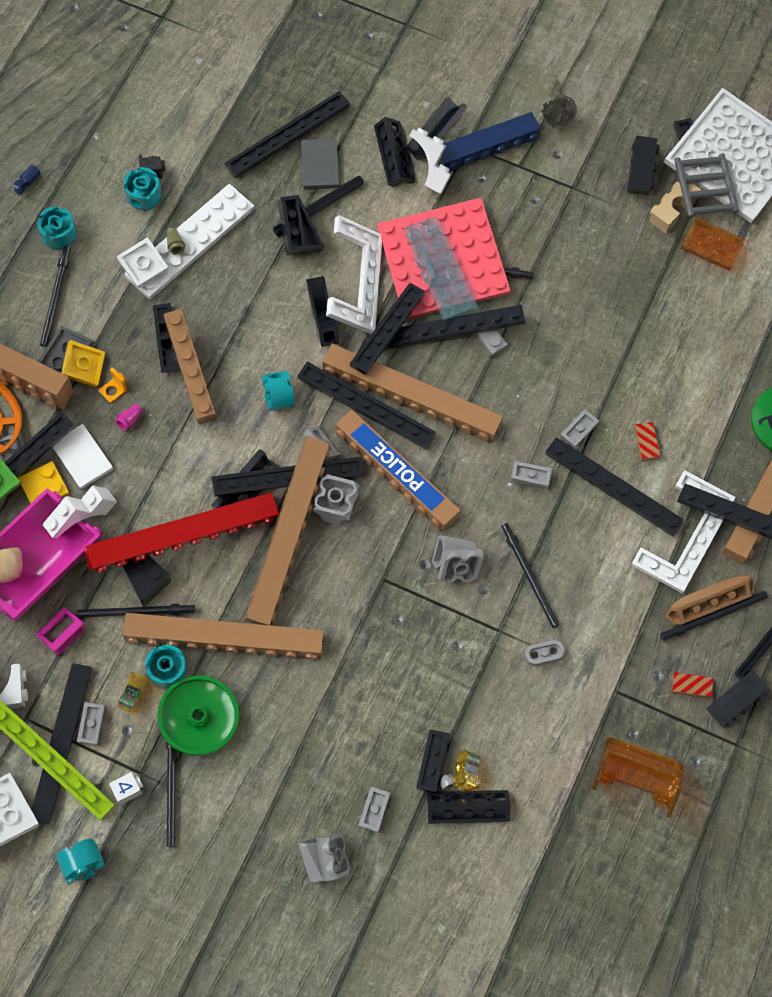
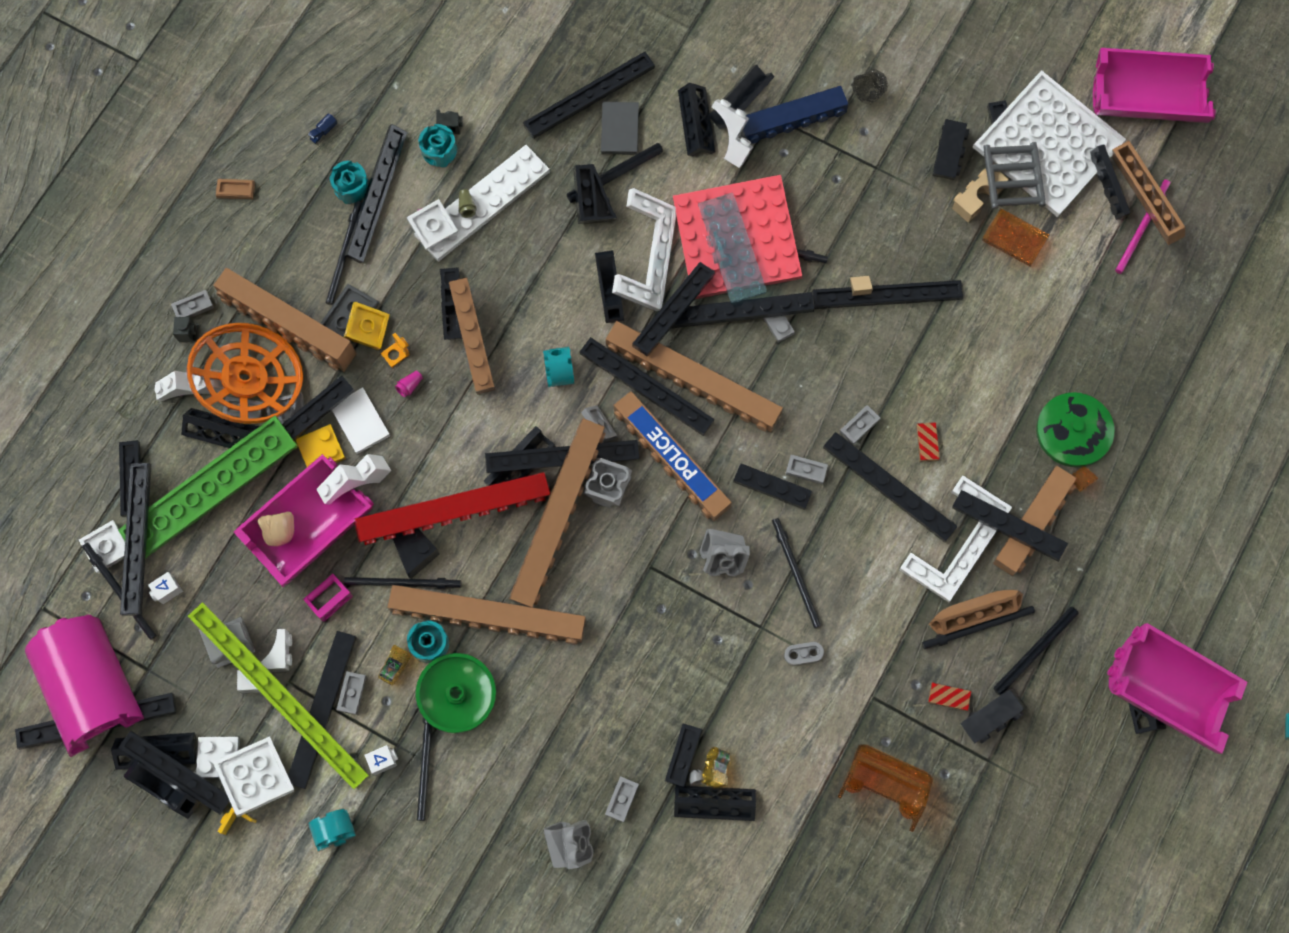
camera: 10 degrees right, 5 degrees up
(83, 238) = (376, 194): none -> black plate
(498, 493) = (772, 486): none -> black plate
(568, 297) = (861, 285): none -> tan slope
(594, 304) = (889, 294): none -> black tile

